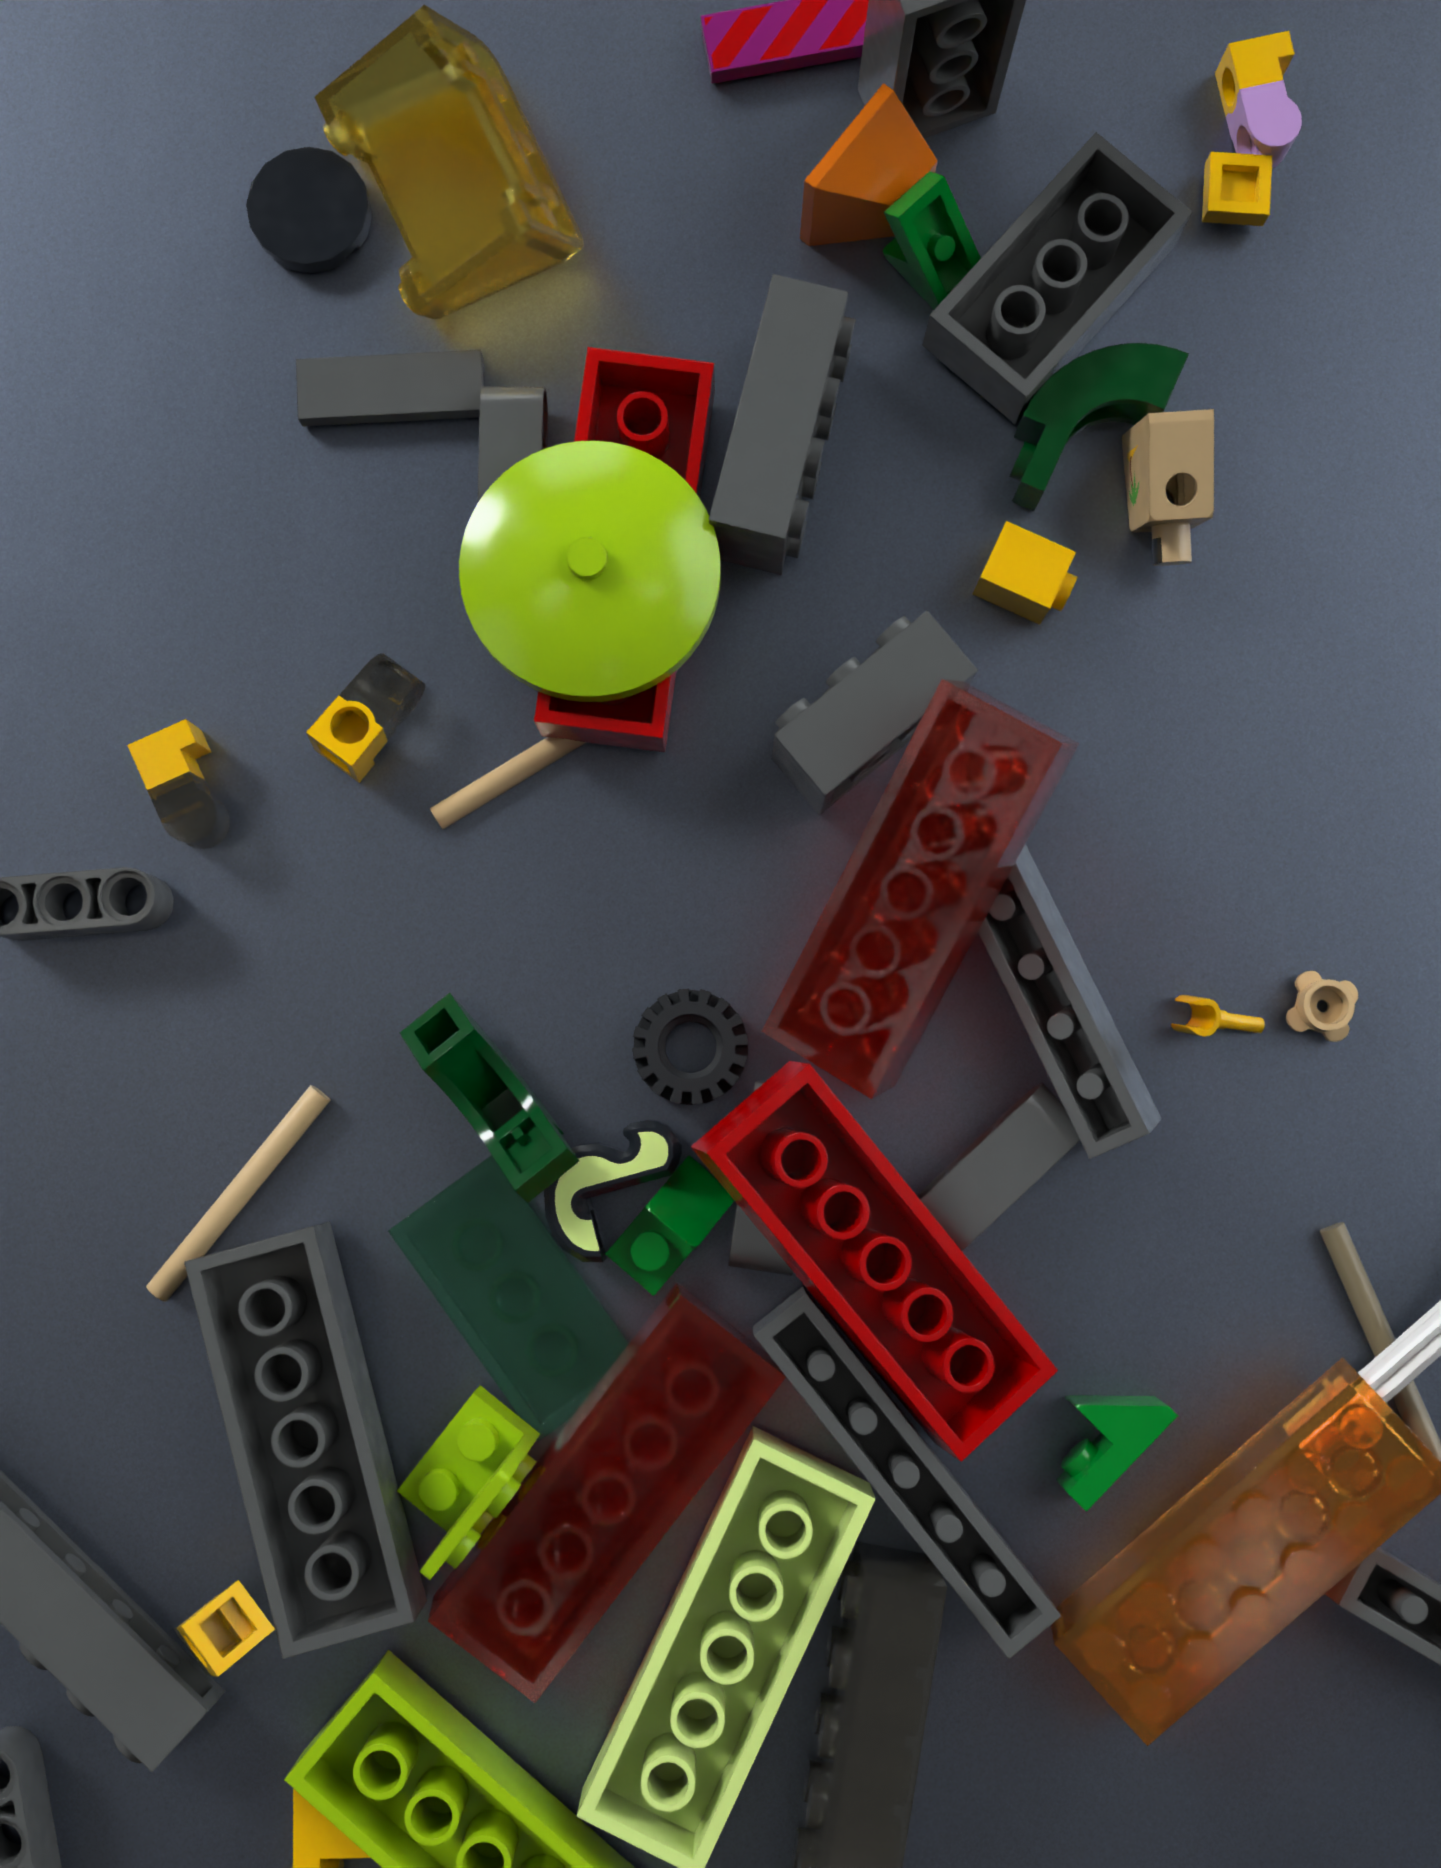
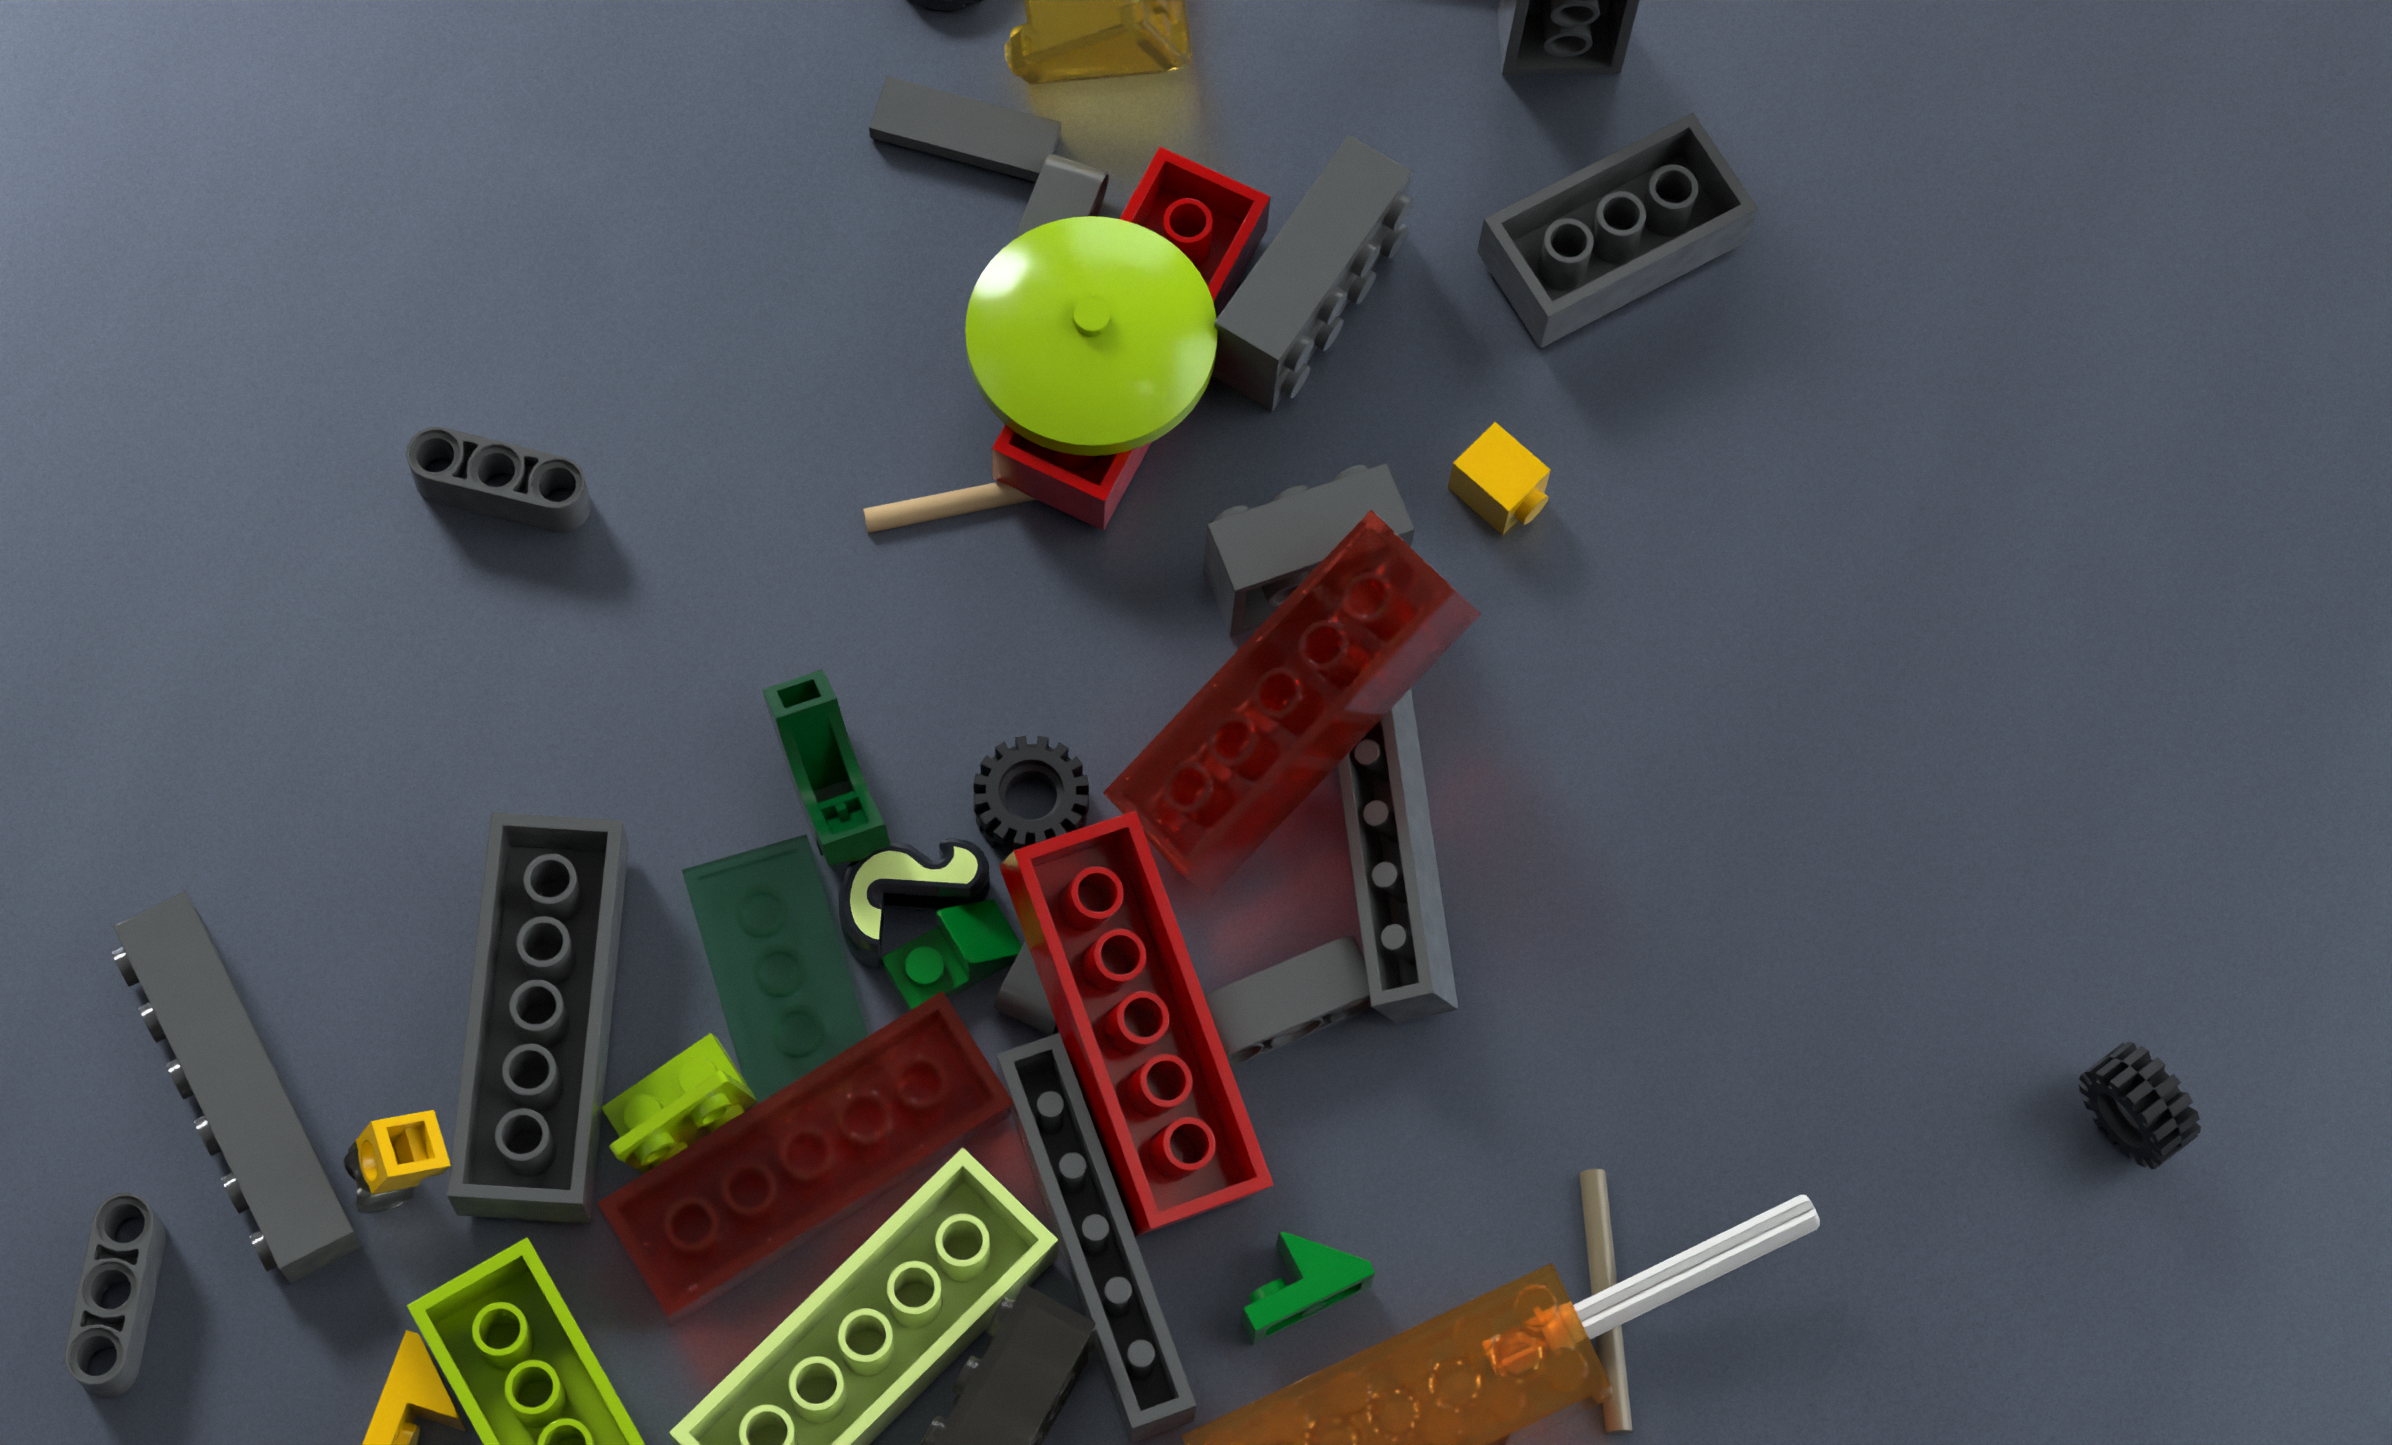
camera: 10 degrees right, 15 degrees down
(177, 784) = (637, 426): leg -> none
(239, 1192) = (557, 787): tan bar -> none
(365, 715) = (833, 405): leg -> none
(864, 174) = (1472, 88): orange slope -> none
(930, 239) = (1512, 154): green slope -> none
(1096, 388) = (1608, 340): dark green arch -> none
(1172, 456) = (1664, 422): tan torso -> none
(1208, 1018) = (1539, 935): yellow hand -> none
(1237, 188) = (1820, 208): yellow plate -> none
(1256, 98) = (1863, 148): leg -> none
(1340, 1001) = (1652, 945): tan plate -> none

